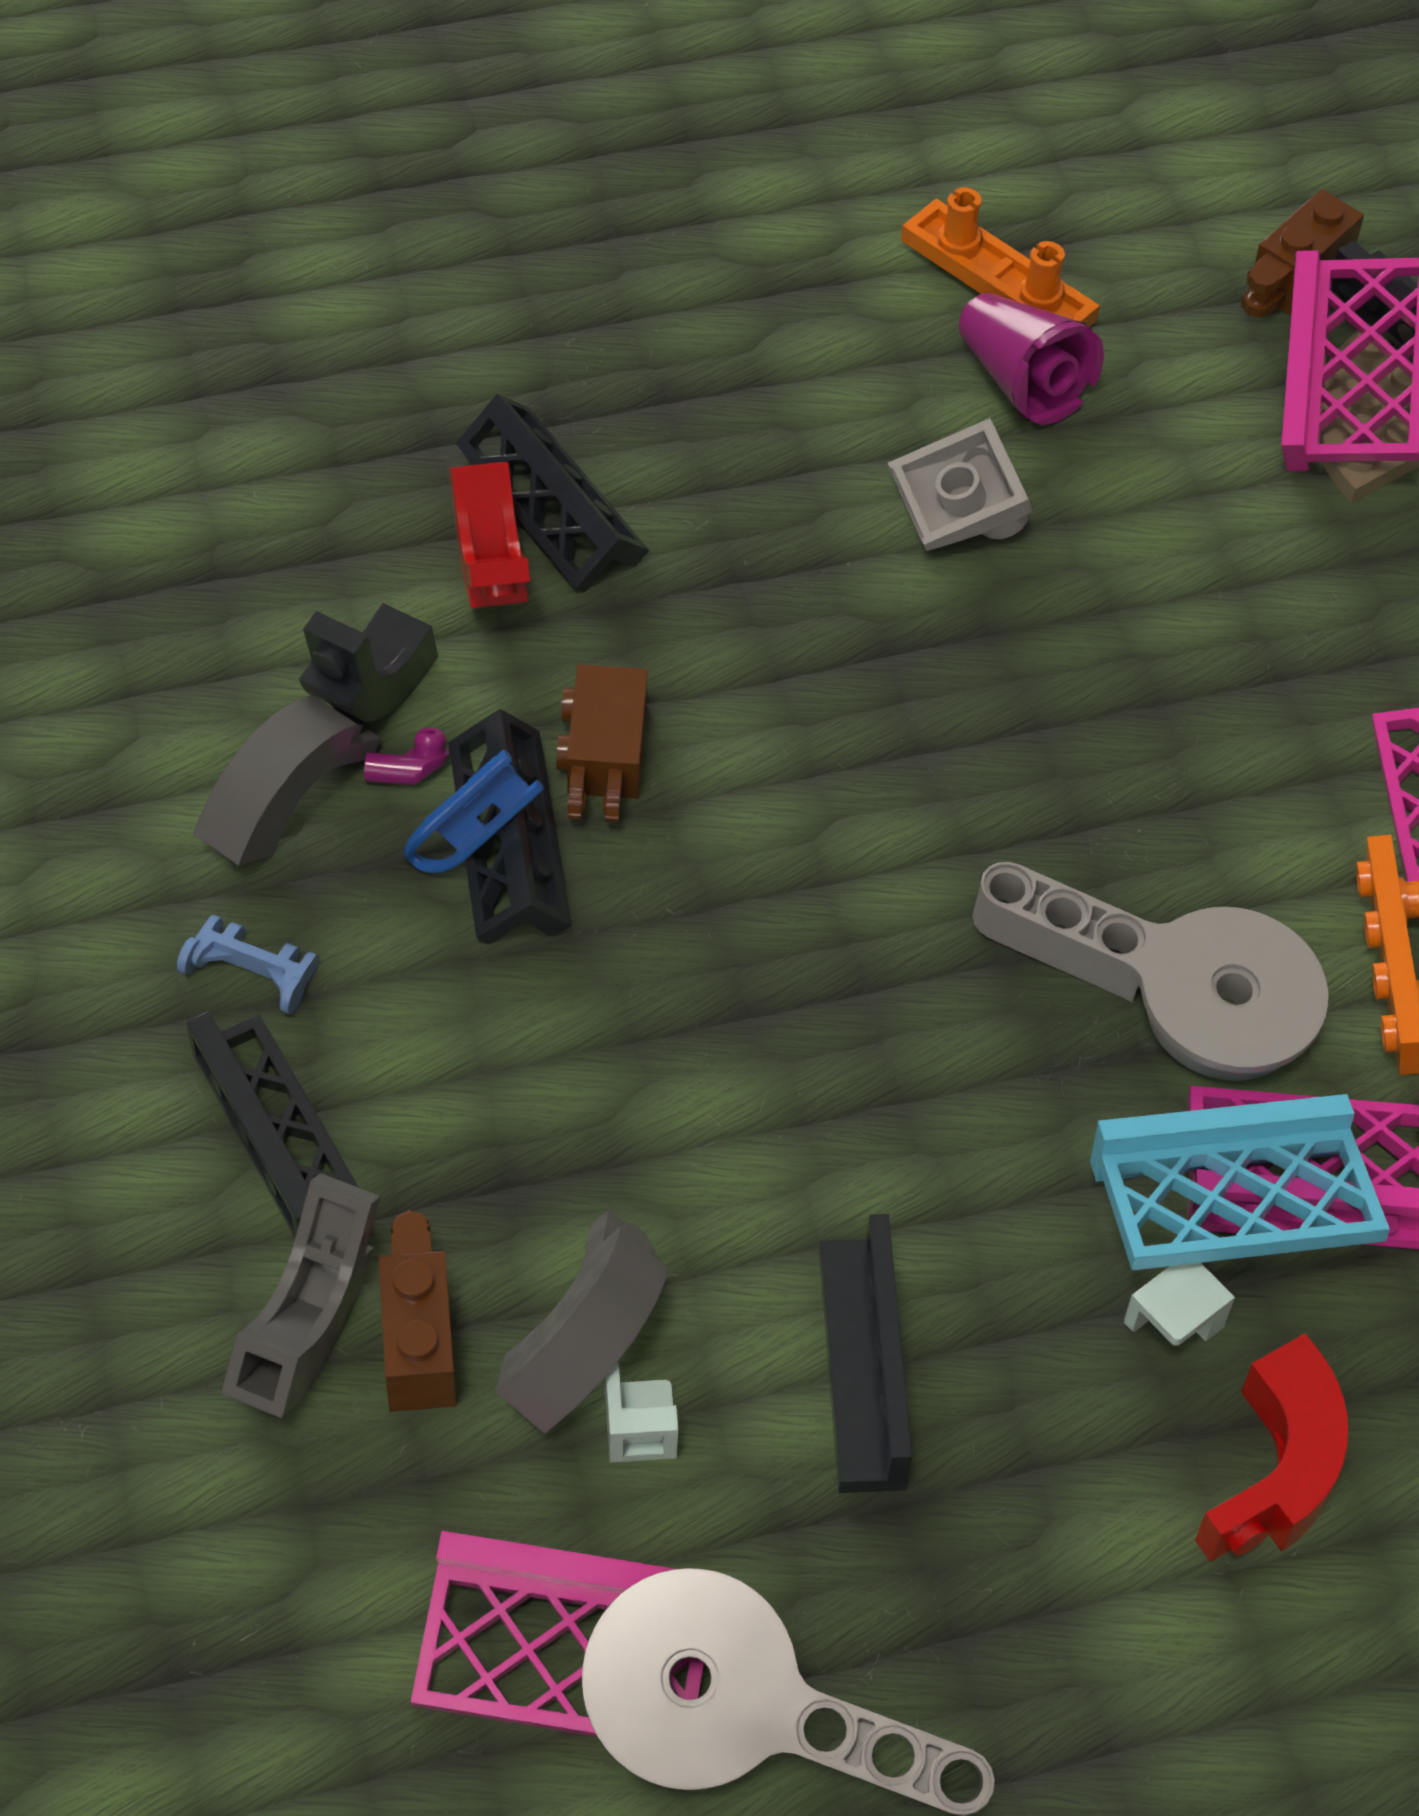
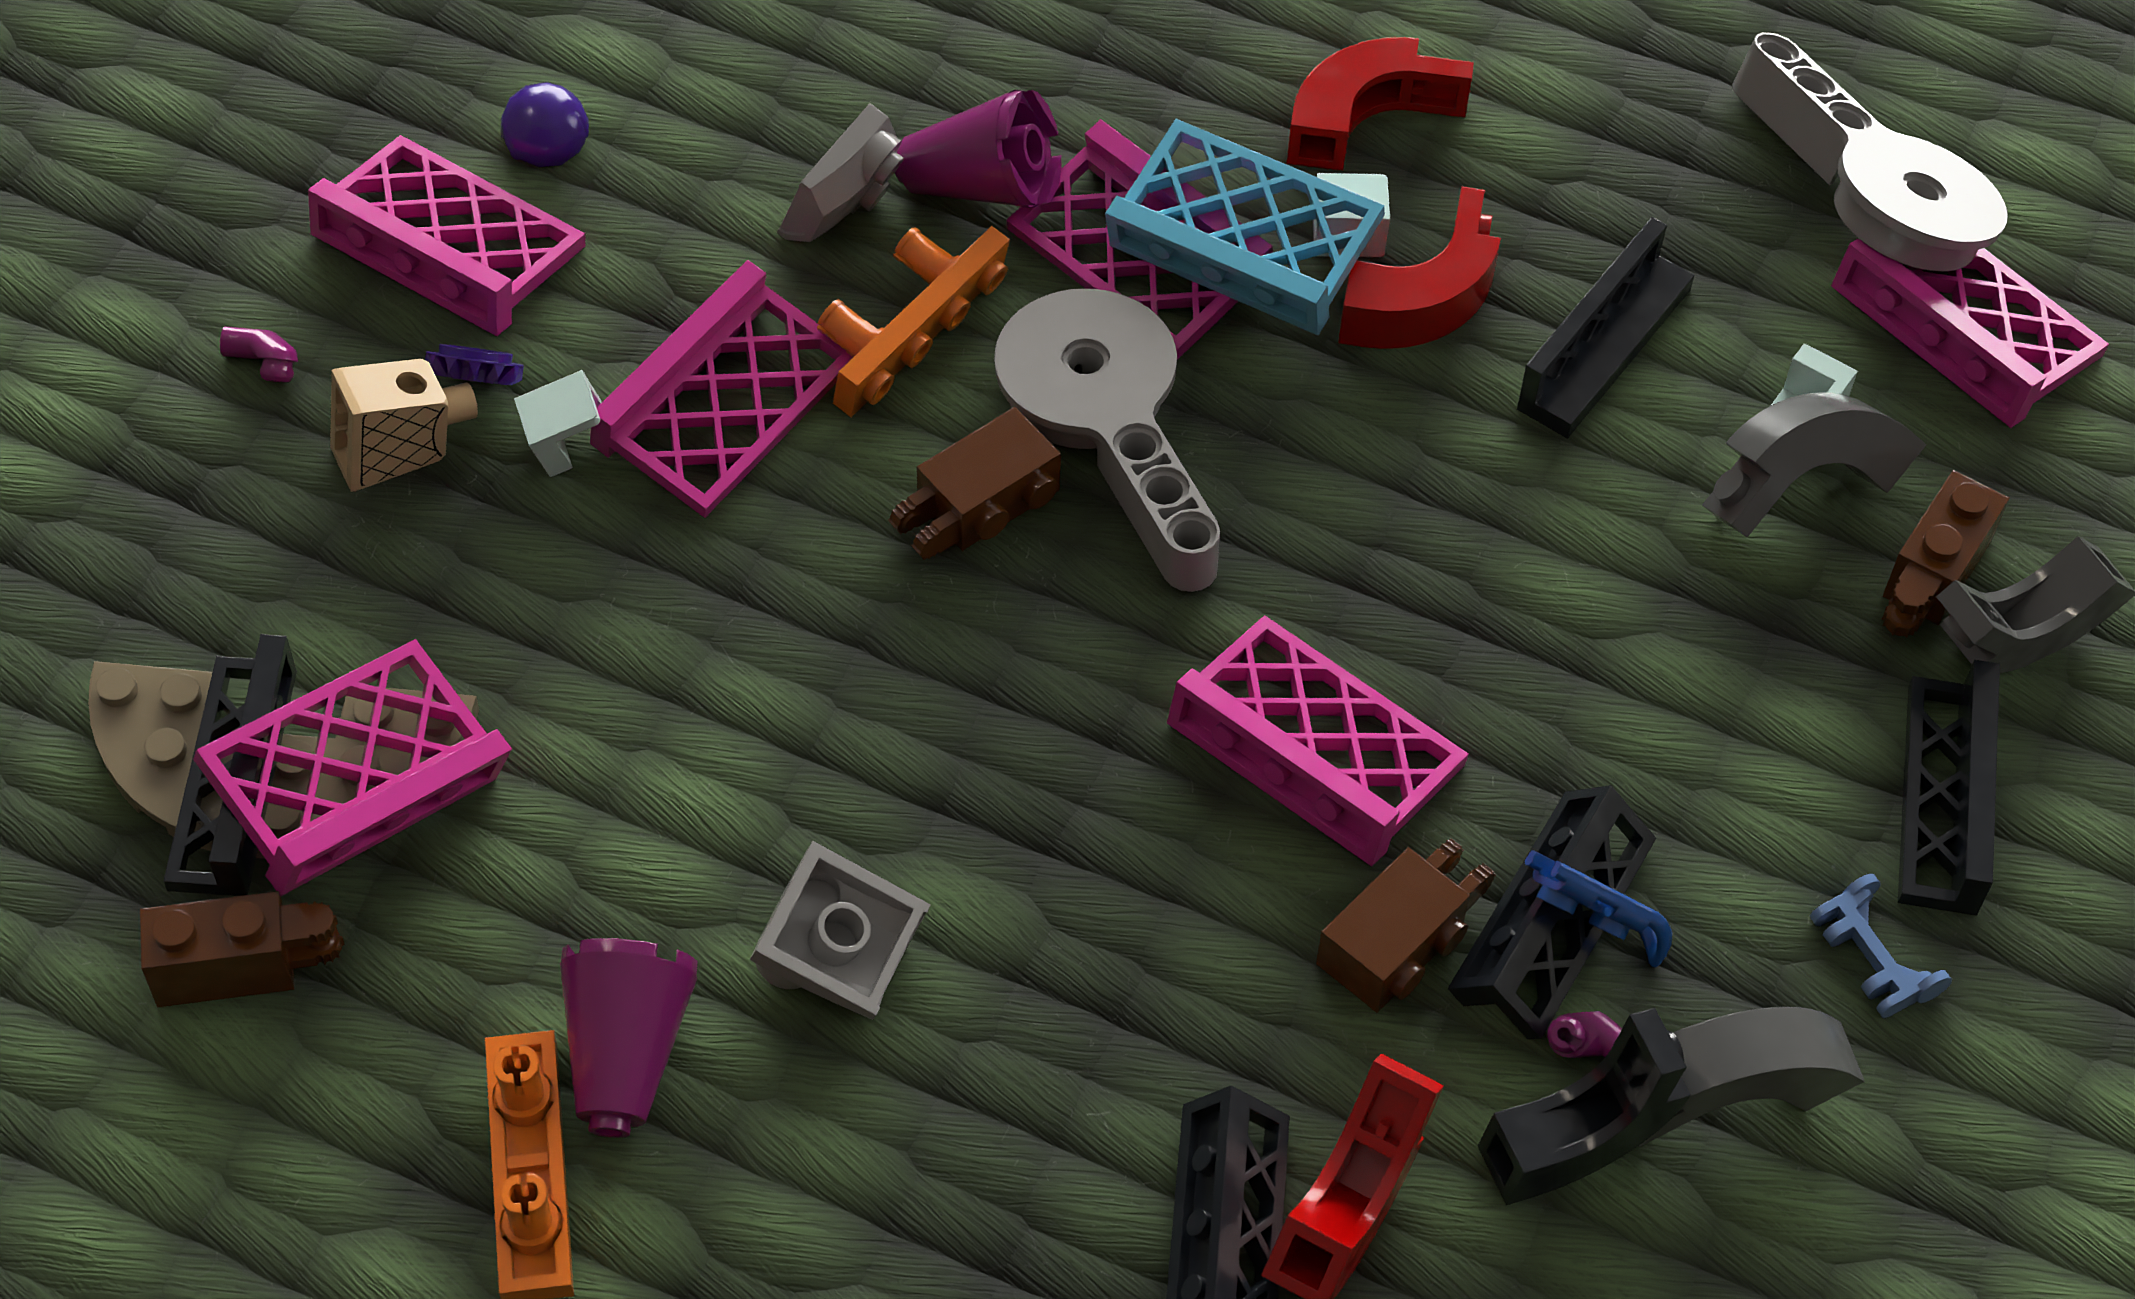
camera: 140 degrees left, 0 degrees up
(793, 793) = (1288, 763): none -> dark pink fence
(1053, 1247) = (1426, 300): none -> red arch
(1206, 849) = (980, 485): none -> reddish brown hinge

